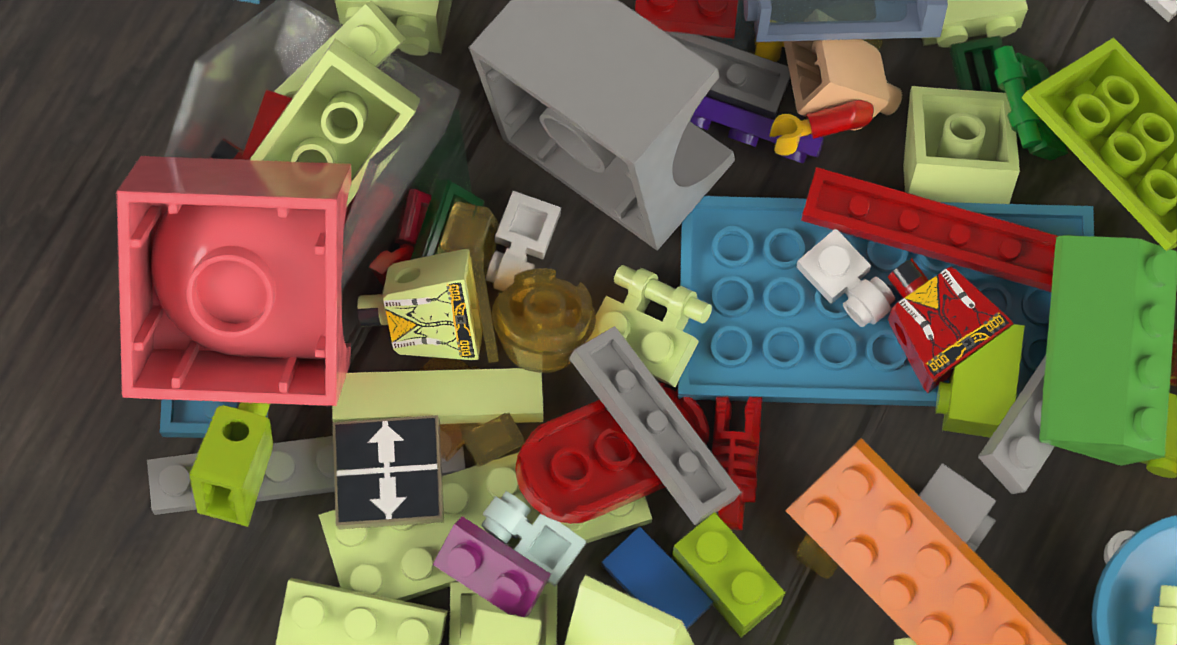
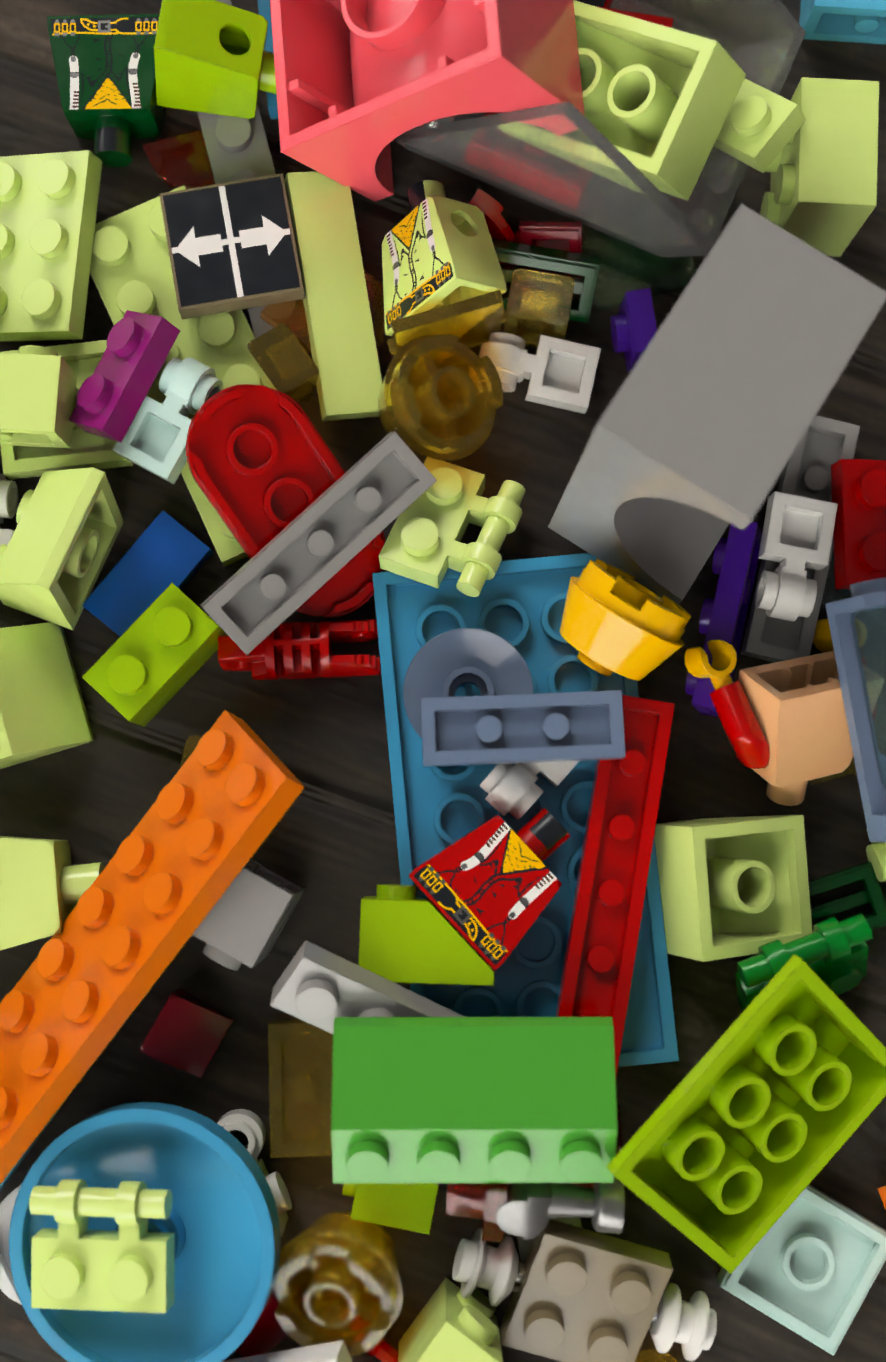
camera: 80 degrees right, 10 degrees up
(217, 564) = (108, 80): none -> dark green torso
(295, 516) = (181, 160): none -> clear red tile
(500, 162) = (633, 326): none -> dark purple plate
(735, 71) = (798, 537): none -> white plate
(749, 197) = (620, 622): none -> yellow cone
(794, 299) = (463, 658): none -> sand blue dish
(827, 280) = (522, 728): none -> sand blue plate
(1042, 588) = (186, 1033): none -> dark red slope
(1090, 499) = (300, 1089): none -> clear yellow plate

